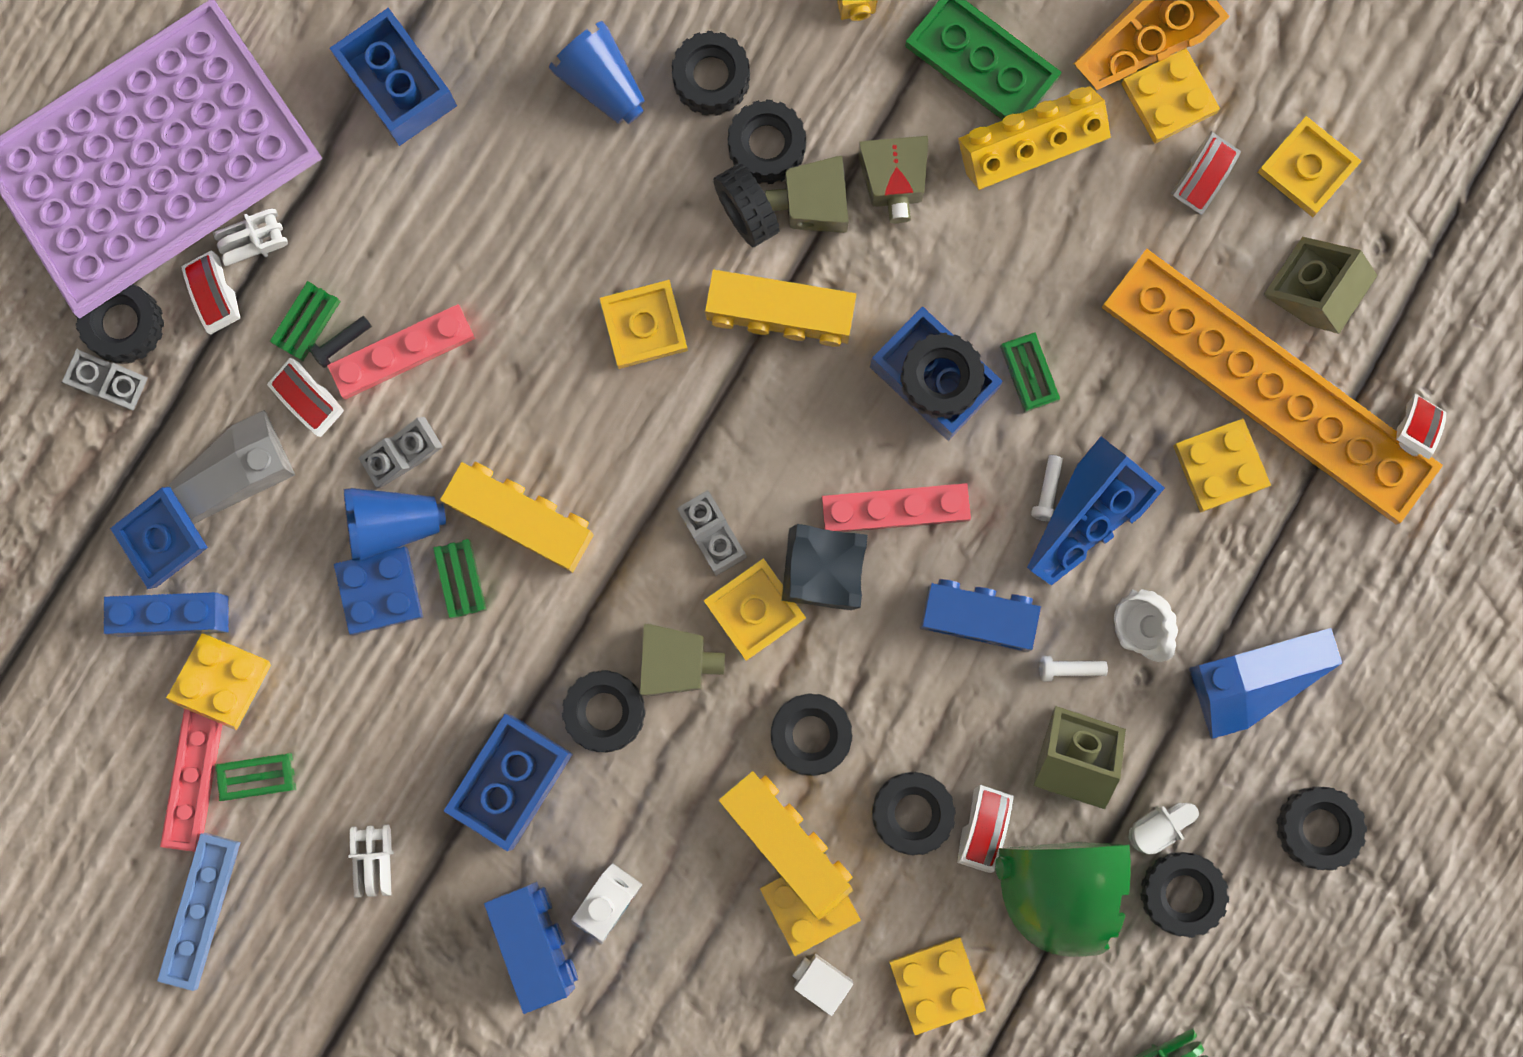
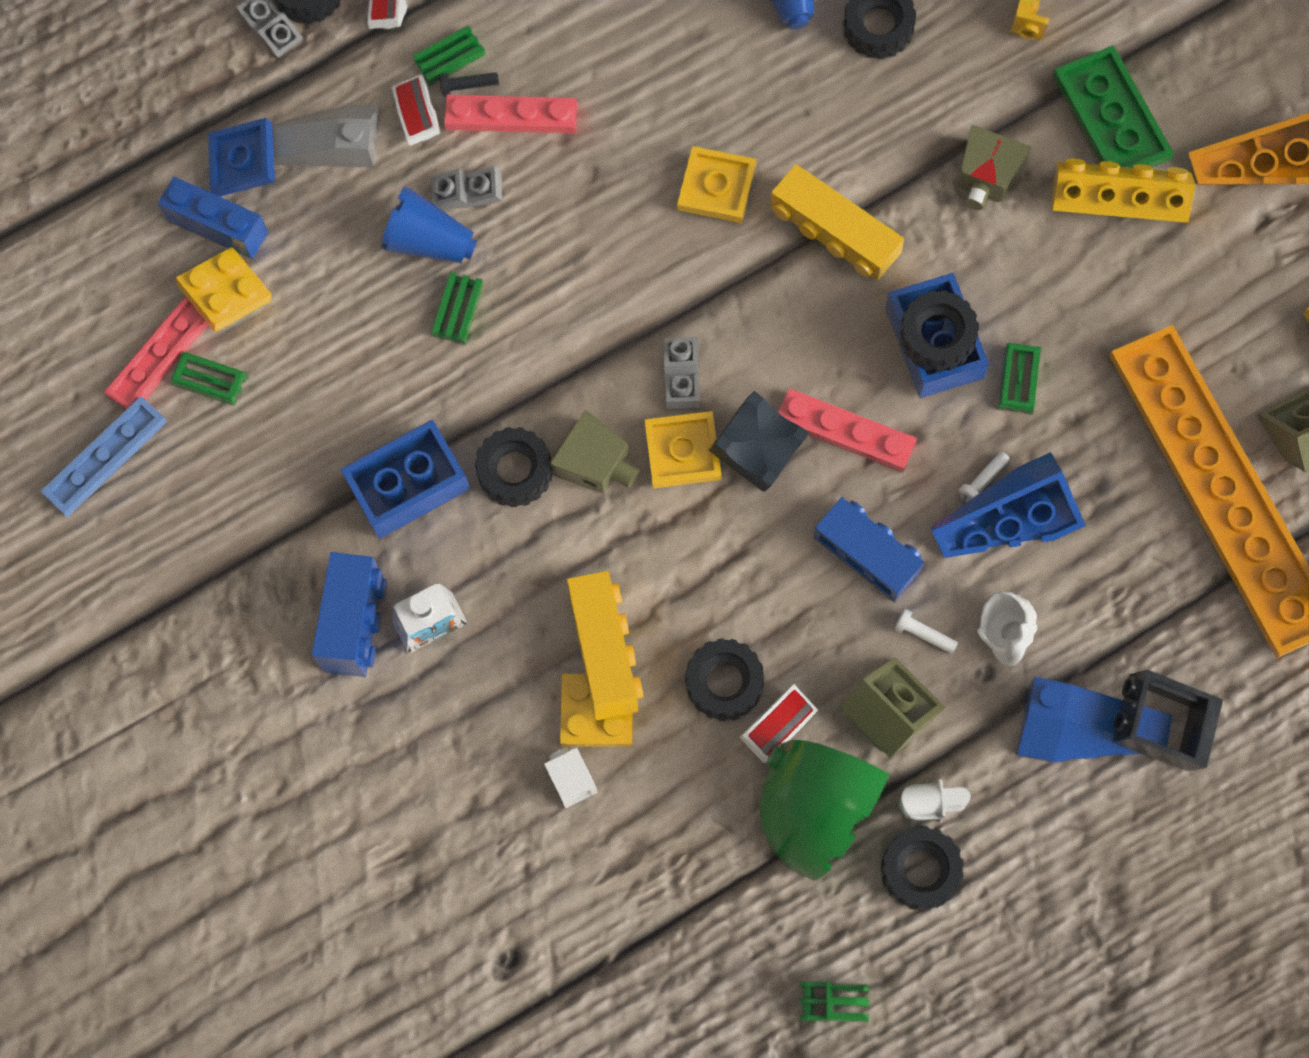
camera: 30 degrees right, 10 degrees down
(369, 871) = (259, 490): white arm -> none
(378, 591) = (388, 285): blue plate -> none
(518, 516) = (531, 281): yellow brick -> none
(746, 205) = (850, 128): black tyre -> none
(767, 114) = (896, 69): black tyre -> none
(814, 196) = (911, 152): olive torso -> none
(839, 728) = (674, 545): black tyre -> none
(937, 985) = (666, 833): yellow plate -> none
(1170, 96) = (1259, 218): yellow plate -> none
(1206, 173) = (1257, 290): slope -> none
(1221, 465) = (1146, 533): yellow plate -> none
(1350, 821) = (1097, 860): black tyre -> none
(1360, 617) = (1199, 727): none -> black window

